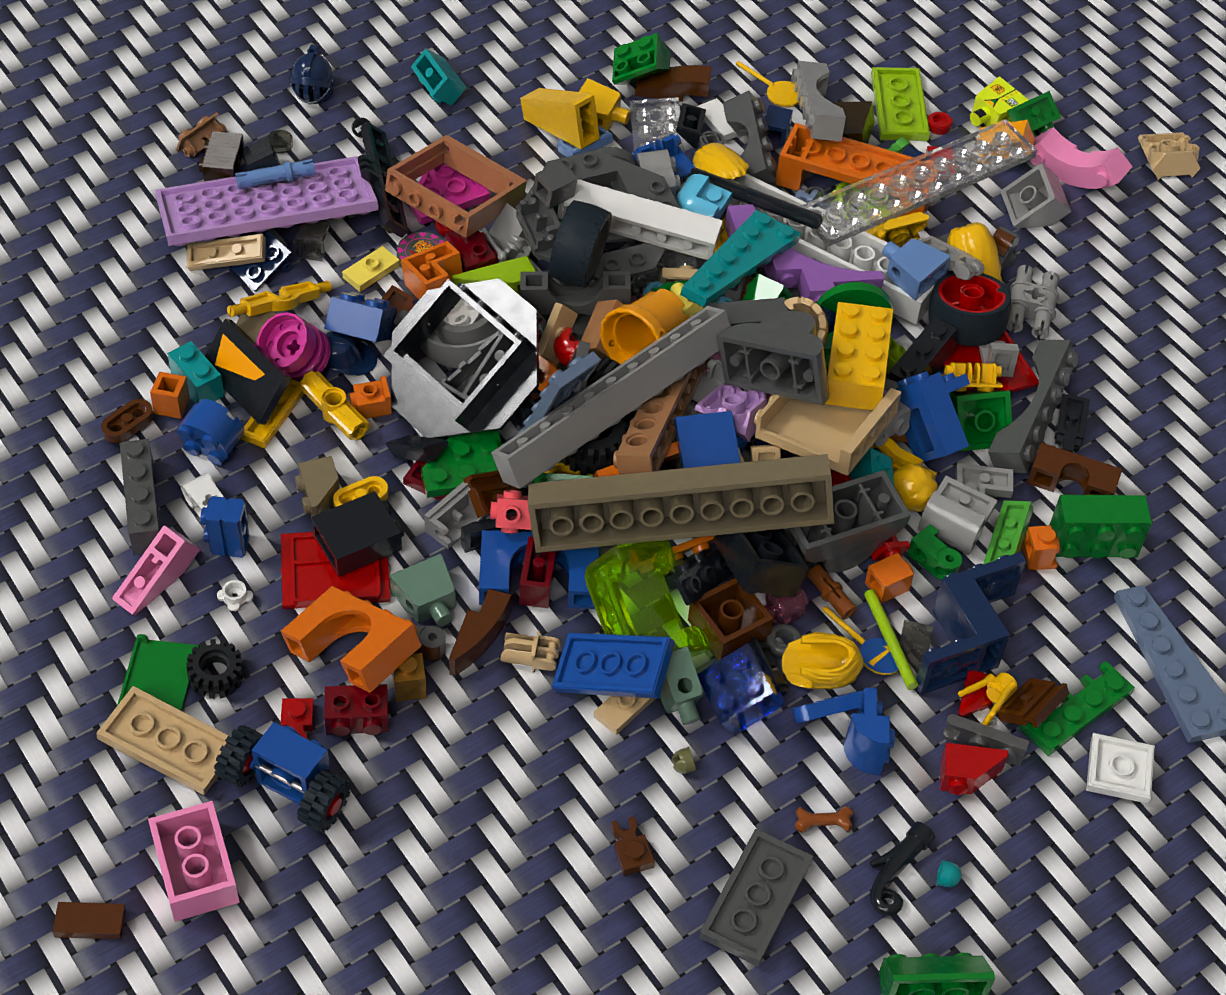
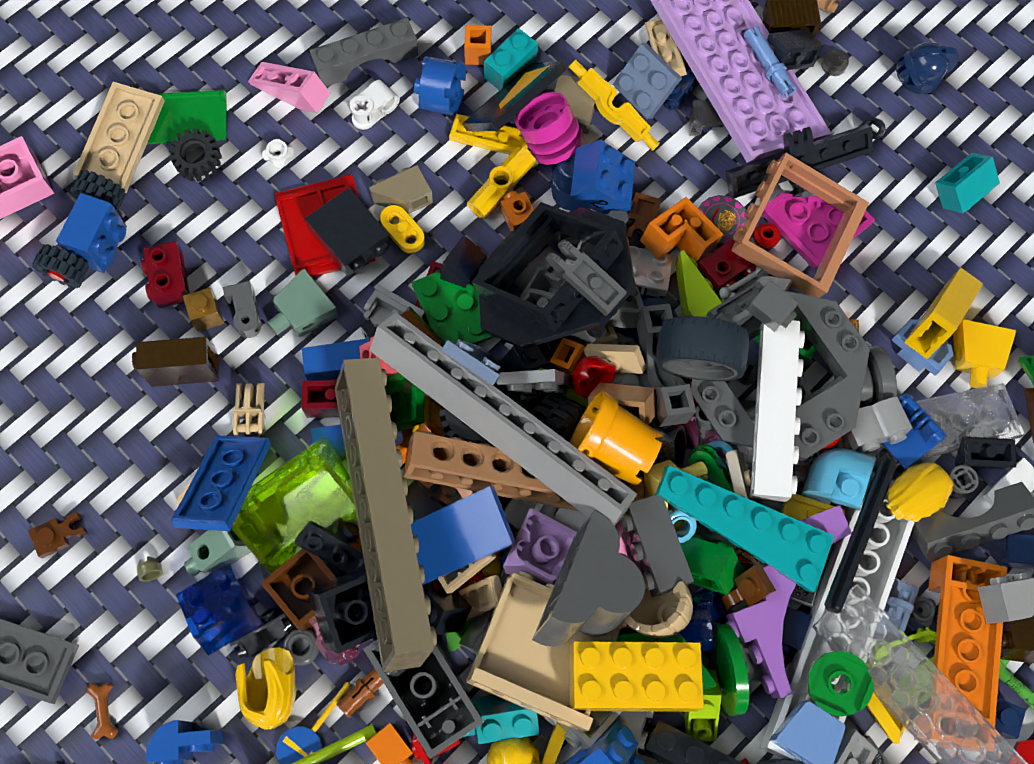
camera: 80 degrees right, 20 degrees up
(124, 421) = (451, 23): reddish brown plate -> none
(226, 526) = (334, 124): blue brick -> none
(260, 267) = (646, 81): none -> sand blue plate
(298, 714) = (157, 231): red plate -> none
(338, 613) = (221, 278): orange arch -> none
(371, 268) = (688, 179): light yellow plate -> none
(468, 698) = (176, 361): none -> dark brown brick
(479, 631) = (265, 360): reddish brown slope -> none
(494, 301) = (587, 278): none -> dark grey hinge
(789, 273) = (752, 586): none -> reddish brown plate
(828, 706) = (238, 732): blue beam -> none
(880, 243) = (856, 675): none -> green plate

